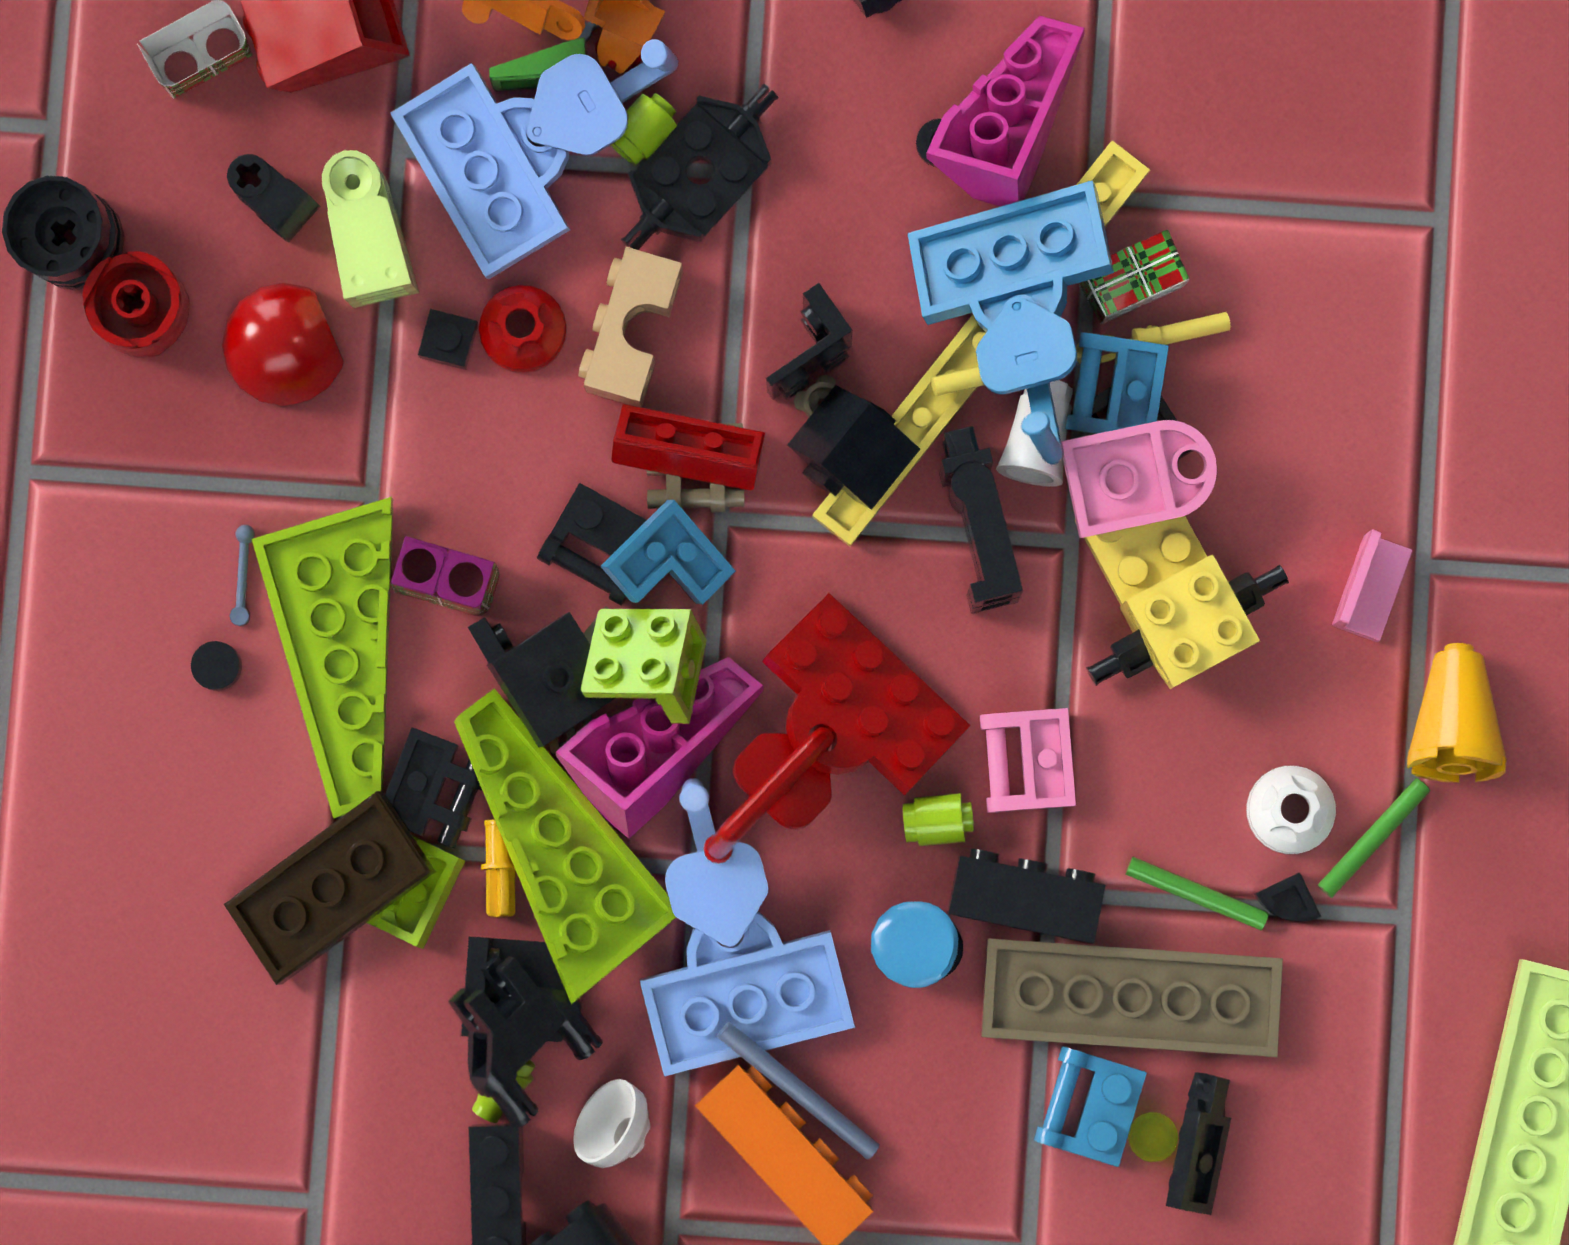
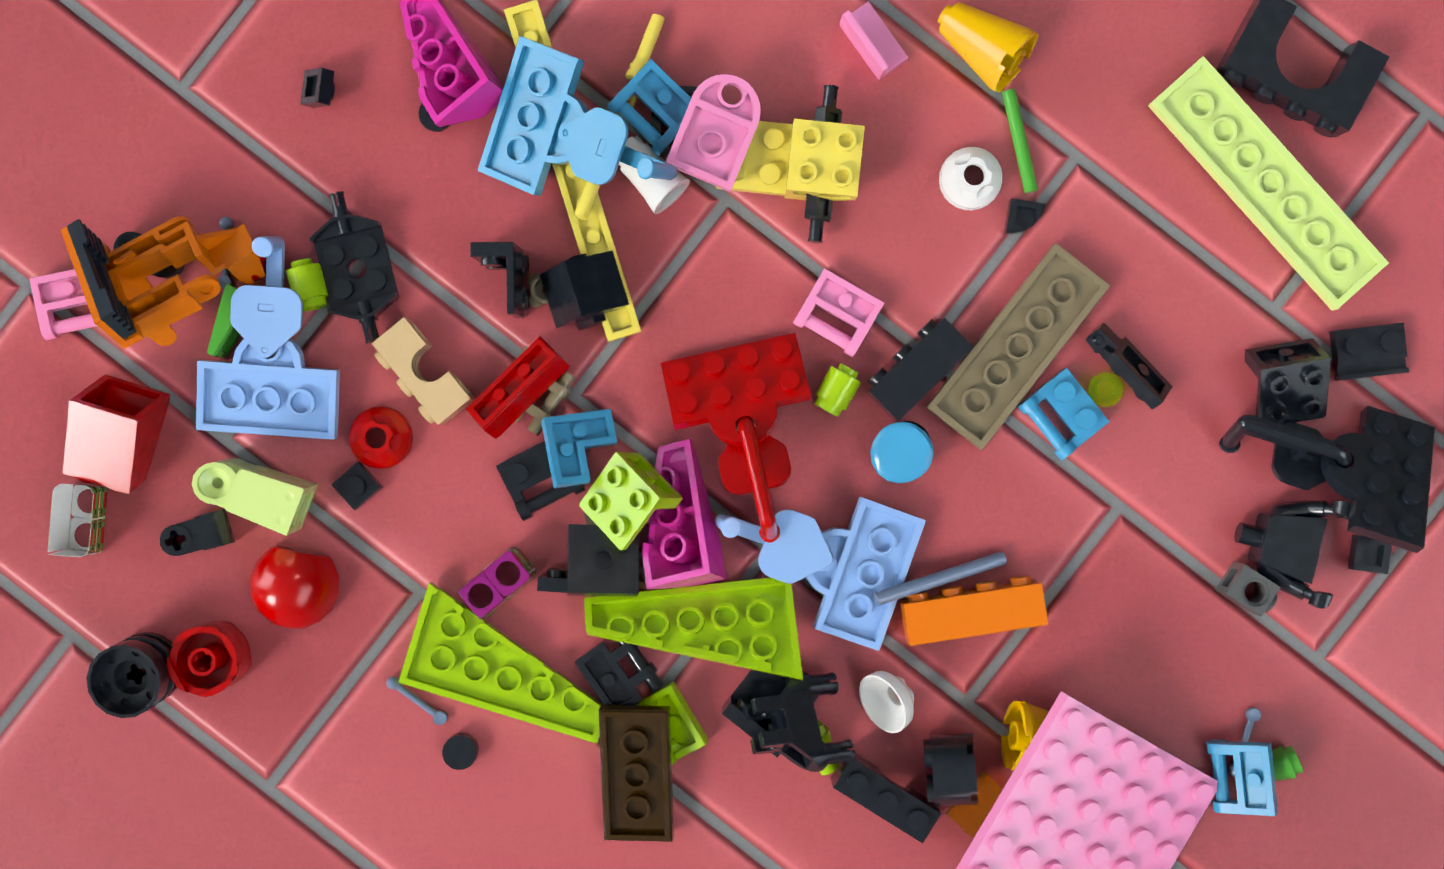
camera: 60 degrees left, 5 degrees up
(499, 874) = (697, 668): yellow axle -> none
(977, 500) = (664, 237): black hips -> none
(1139, 277) = (596, 45): piece -> none
(1197, 893) = (982, 267): bright green bar -> none

